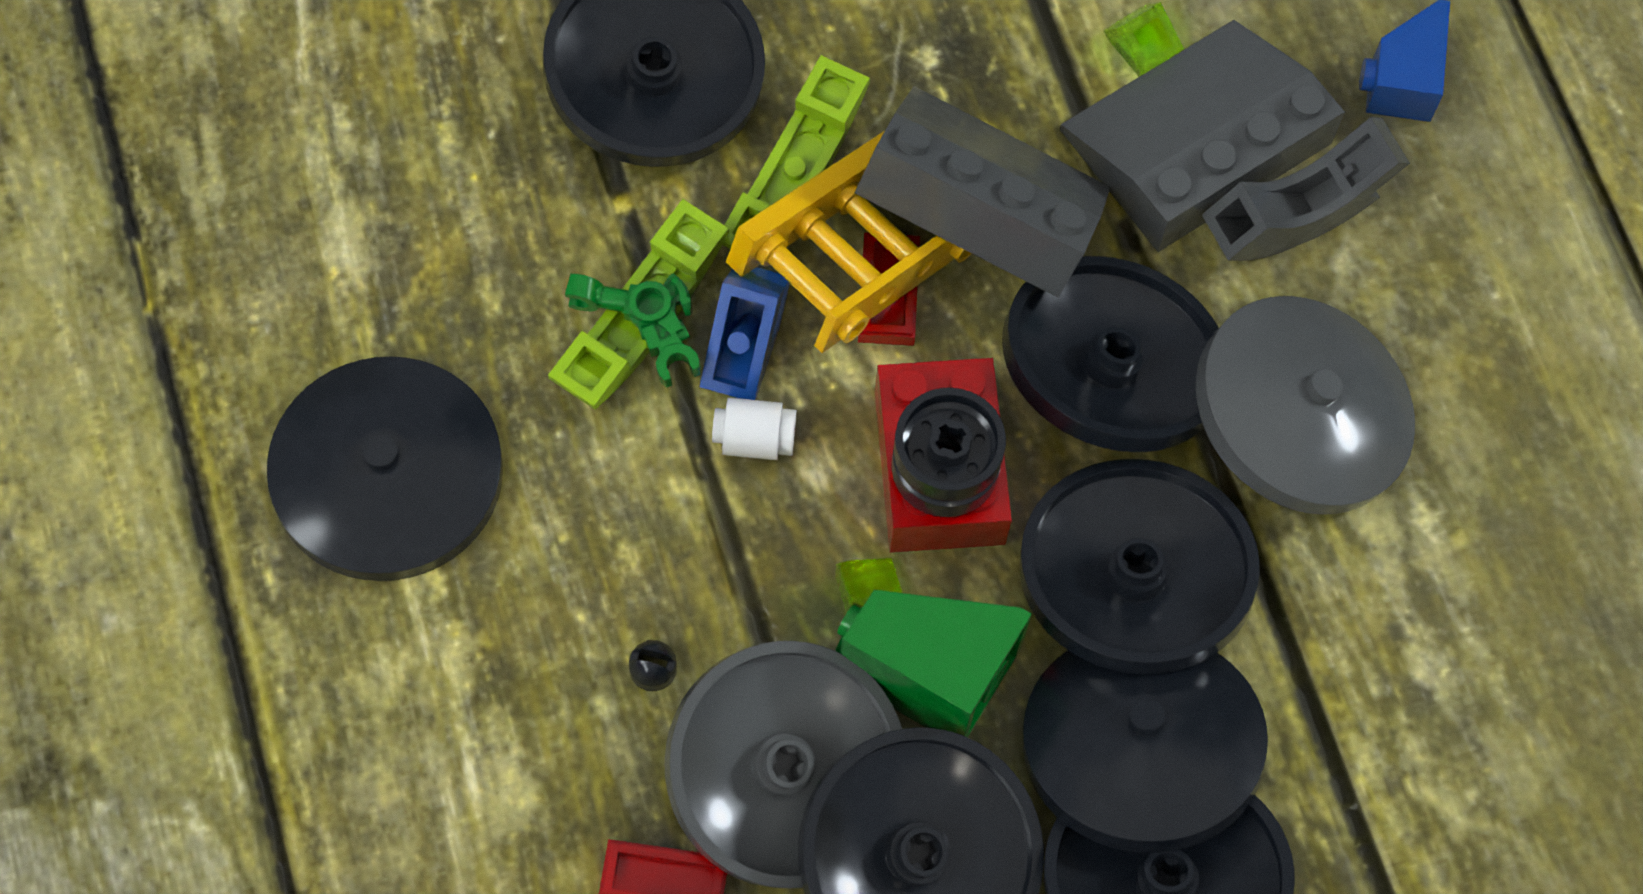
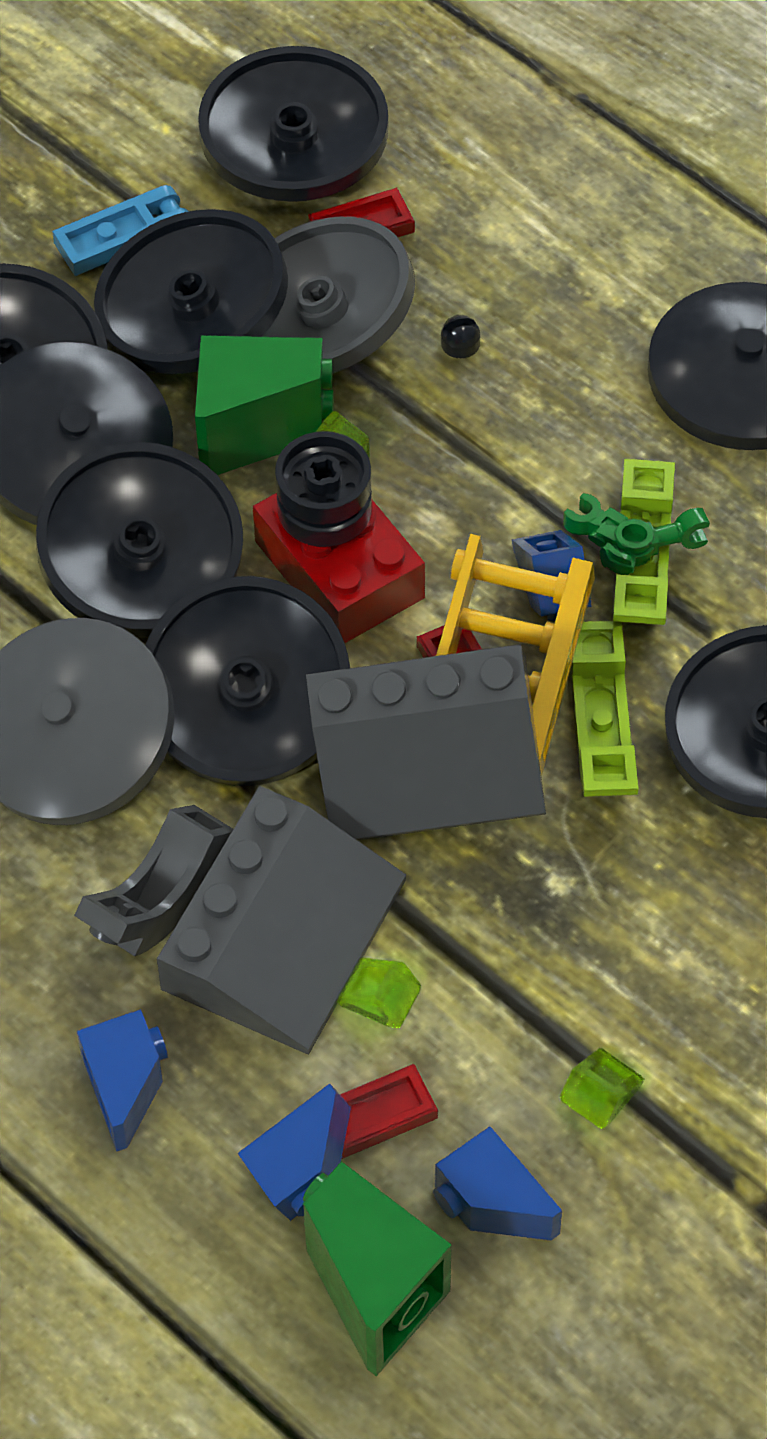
camera: 155 degrees right, 10 degrees down
(754, 429) = (493, 506): white brick -> none

